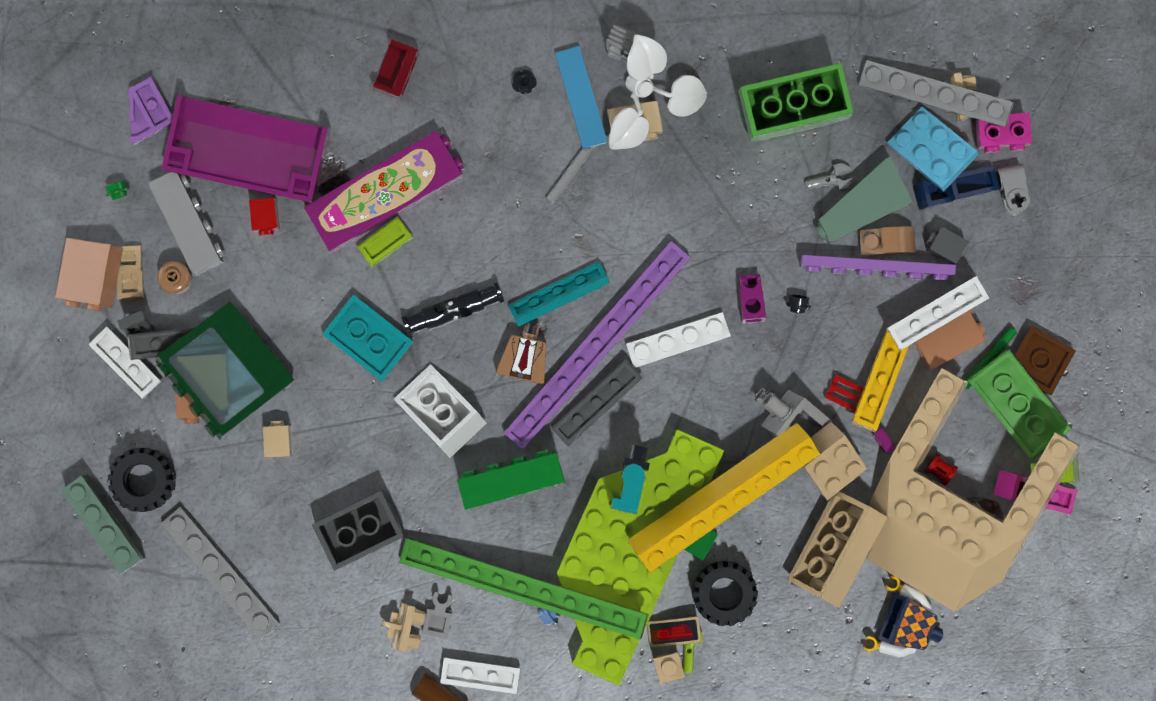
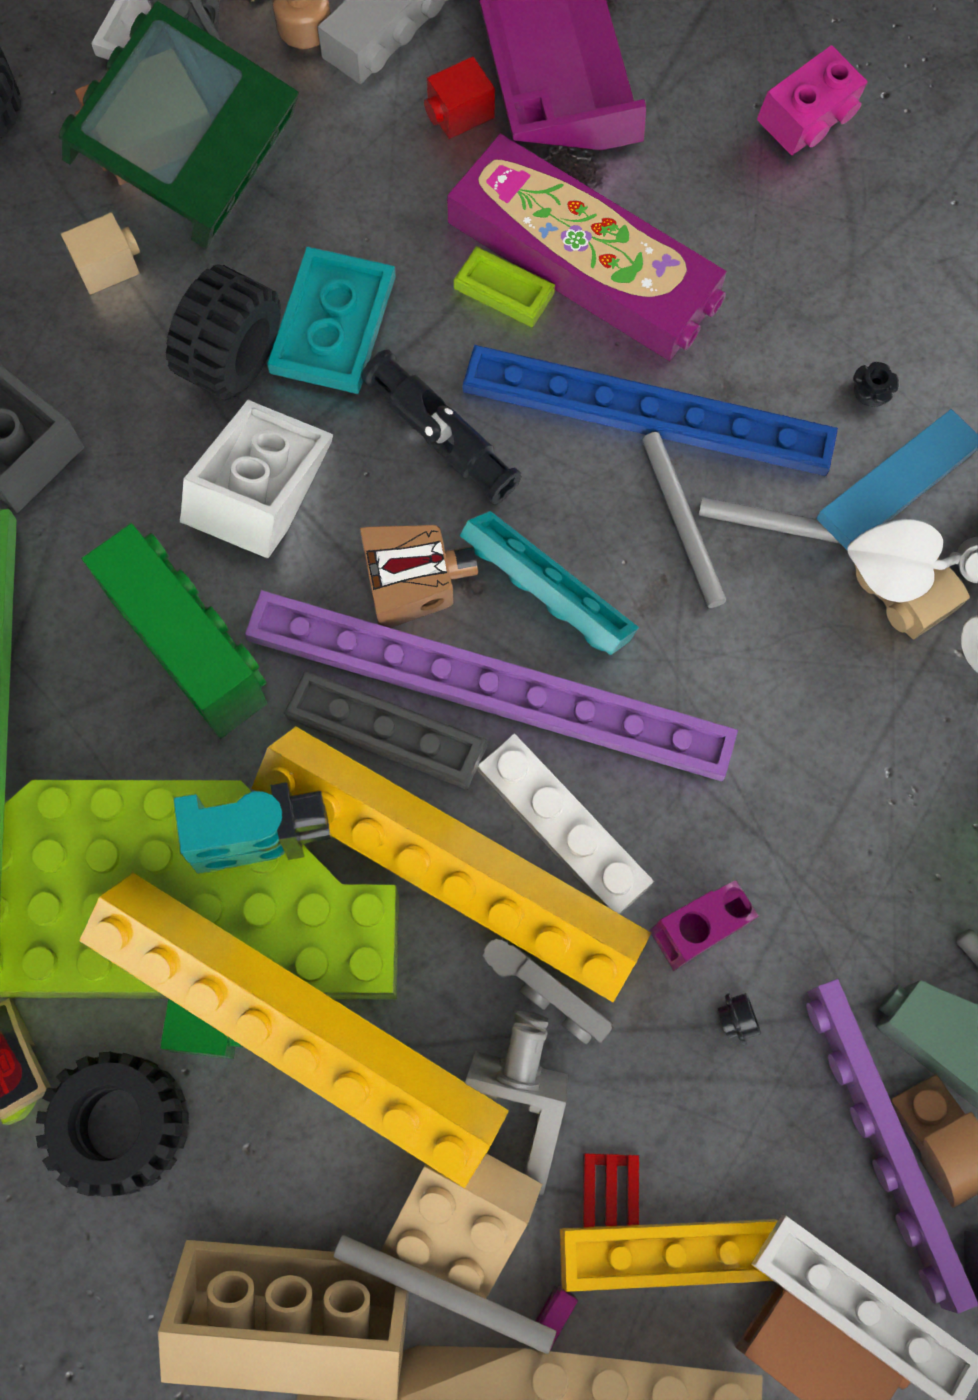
camera: 65 degrees right, 15 degrees down
(353, 32) = (812, 101): none -> dark pink brick
(362, 396) = (223, 331): none -> black tyre
(396, 69) = (789, 195): dark red panel -> none
(486, 201) = (650, 409): none -> blue tile
(552, 212) = (684, 520): none -> light grey bar
(675, 399) = (459, 865): none -> yellow brick
(749, 382) = (544, 989): none -> light grey hinge
(857, 479) = (445, 1294): none -> light grey bar

